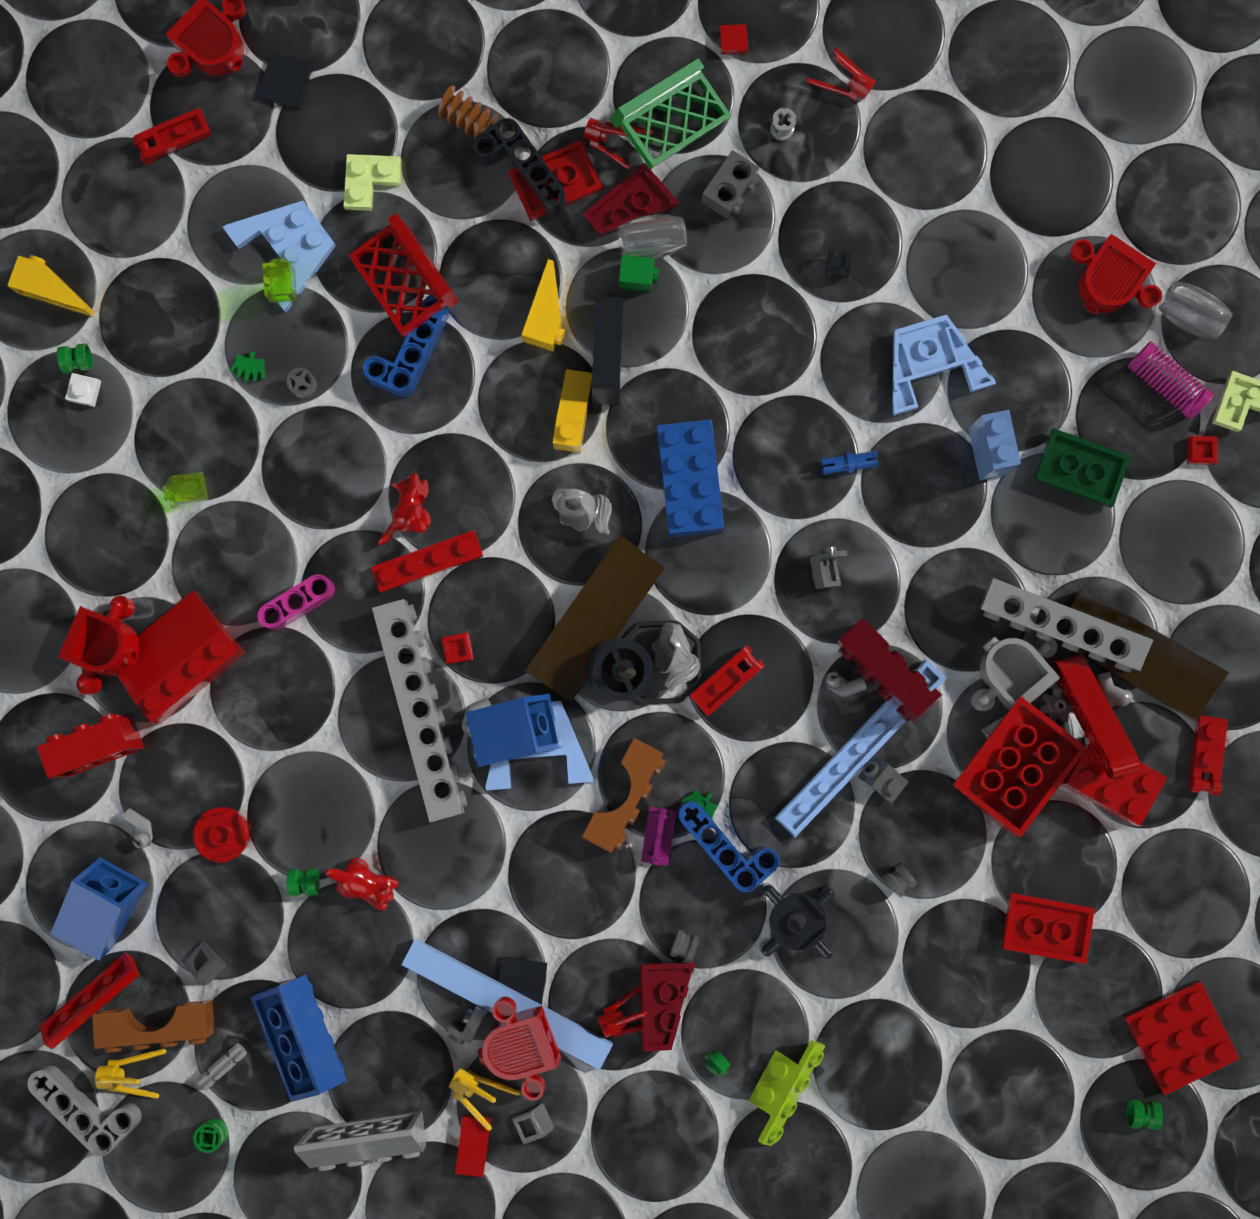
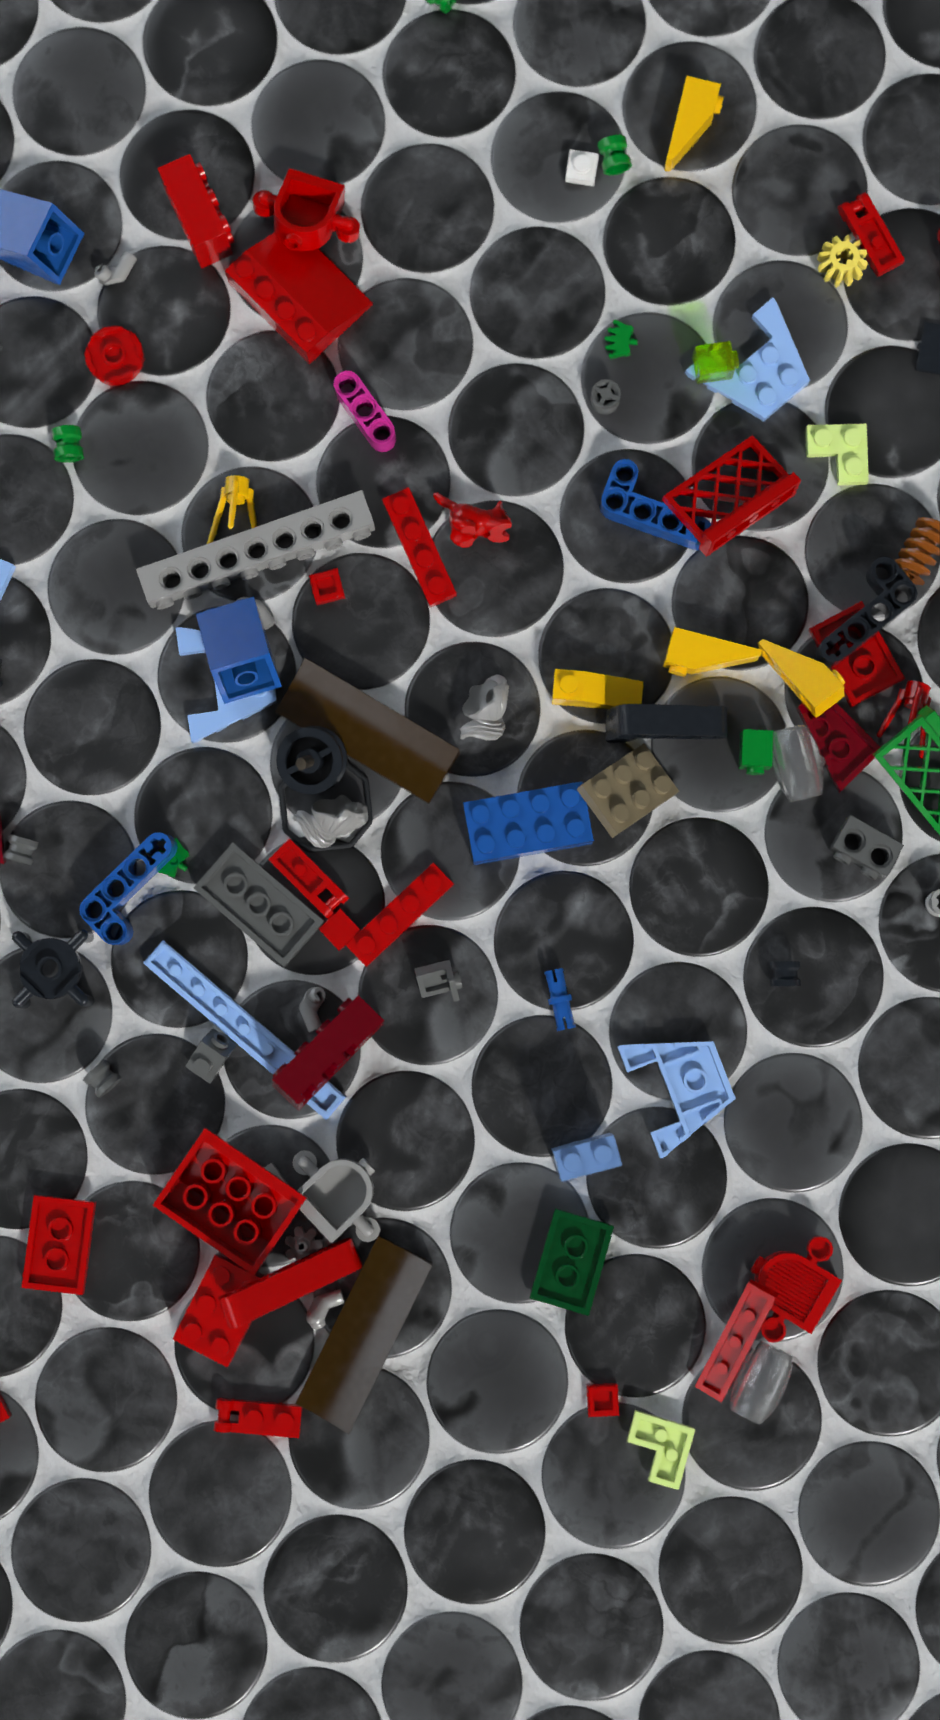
camera: 90 degrees right, 0 degrees up
(185, 489) = (479, 284): clear neon green bracket -> none
(189, 155) = (853, 263): none -> light yellow gear
(359, 882) = (70, 503): red animal -> none
(362, 725) = (235, 492): none -> yellow plant
(577, 221) = (806, 677): none -> yellow slope
(607, 827) = (143, 759): dark orange arch -> none
(658, 836) = (136, 815): magenta hinge -> none
(667, 387) = (628, 790): none -> dark tan plate
(748, 727) = (258, 904): none -> dark grey plate
(764, 600) = (399, 914): none -> red plate
(774, 655) = (339, 929): none -> red tile
(1134, 645) = (375, 1325): light grey brick -> none
(1158, 328) = (736, 1340): none -> red plate
(1195, 404) = (656, 1390): dark pink piece -> none

